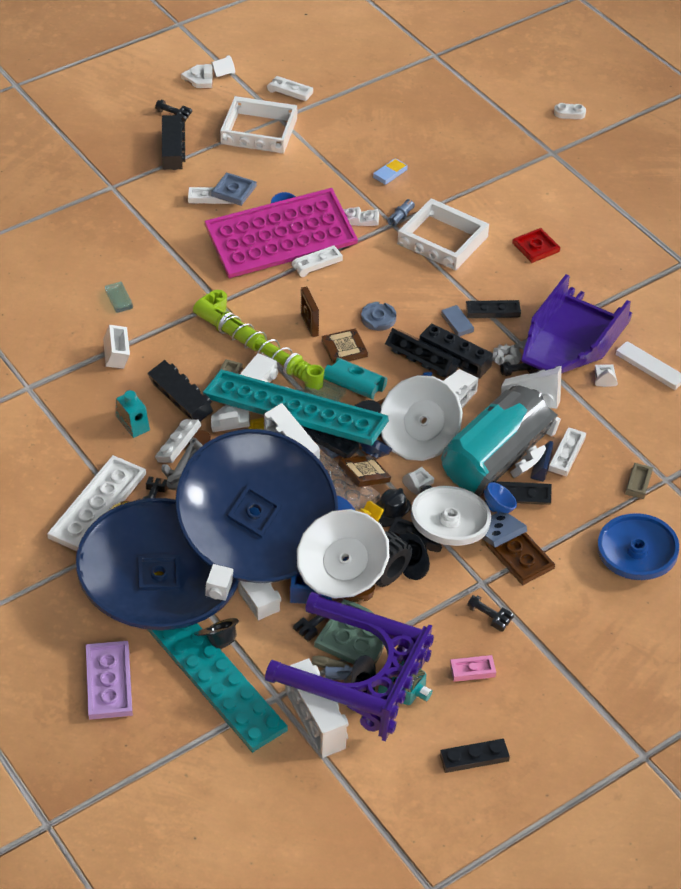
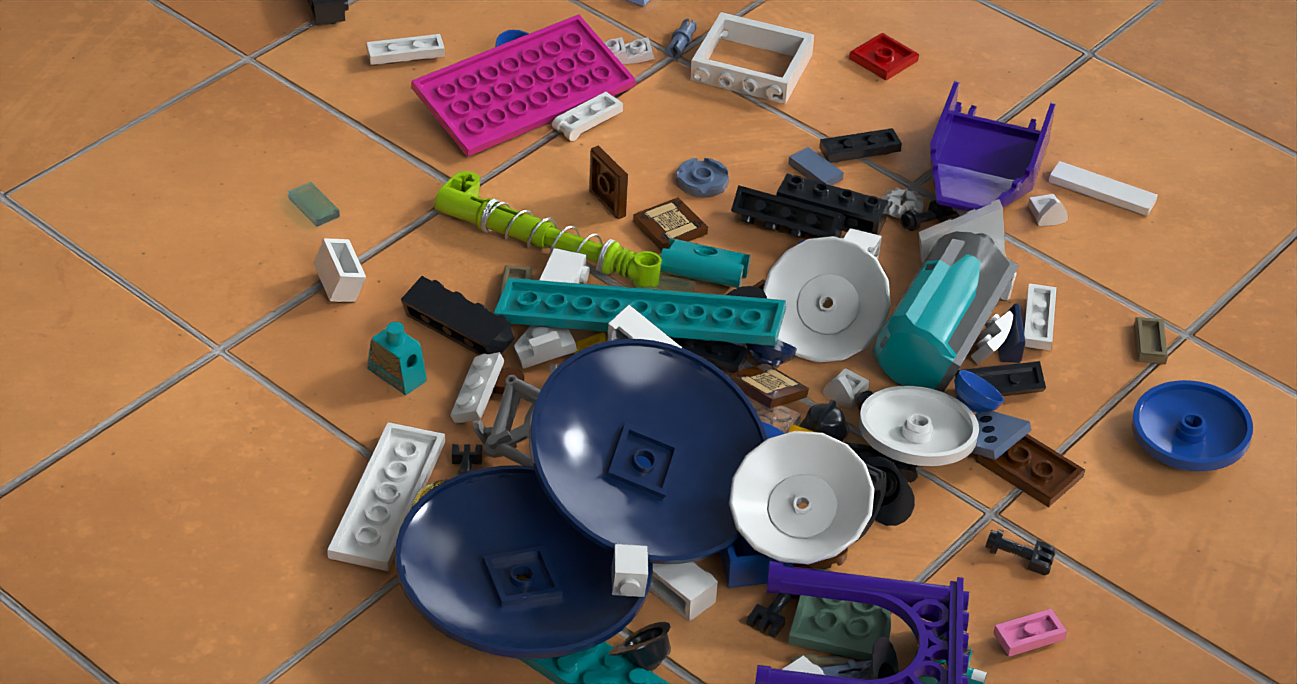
camera: 15 degrees left, 5 degrees down
(233, 189) = (434, 35): sand blue tile -> none

